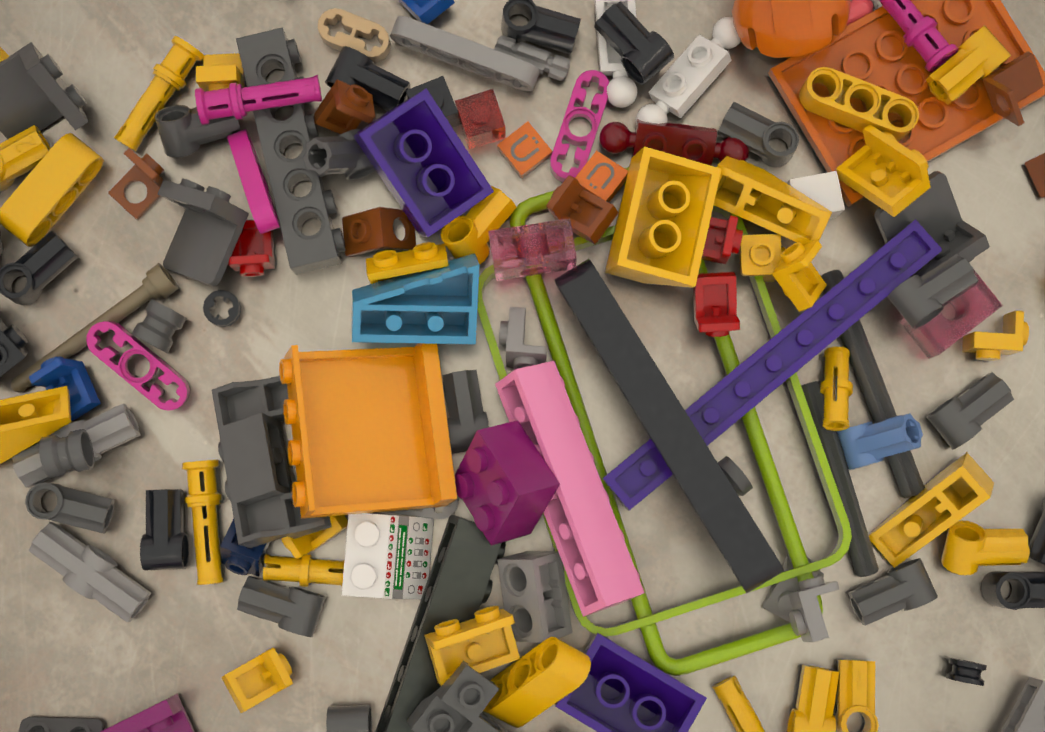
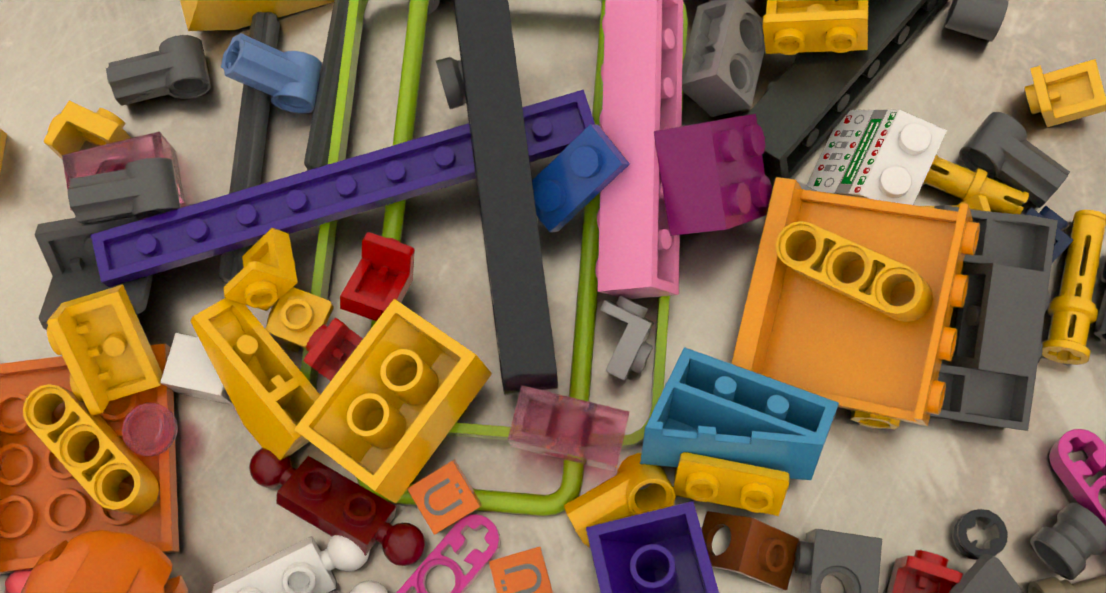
camera: 150 degrees left, 10 degrees down
(391, 433) = (834, 254): none -> yellow beam
(464, 408) = (724, 278): dark grey piece -> none
(588, 212) = (486, 461): dark orange bracket -> none
(605, 436) = (576, 177): none -> blue plate
(757, 131) = (230, 476): dark grey piece -> none
(827, 137) = (149, 429): none -> clear pink plate
(836, 411) = (304, 115): yellow pin -> none

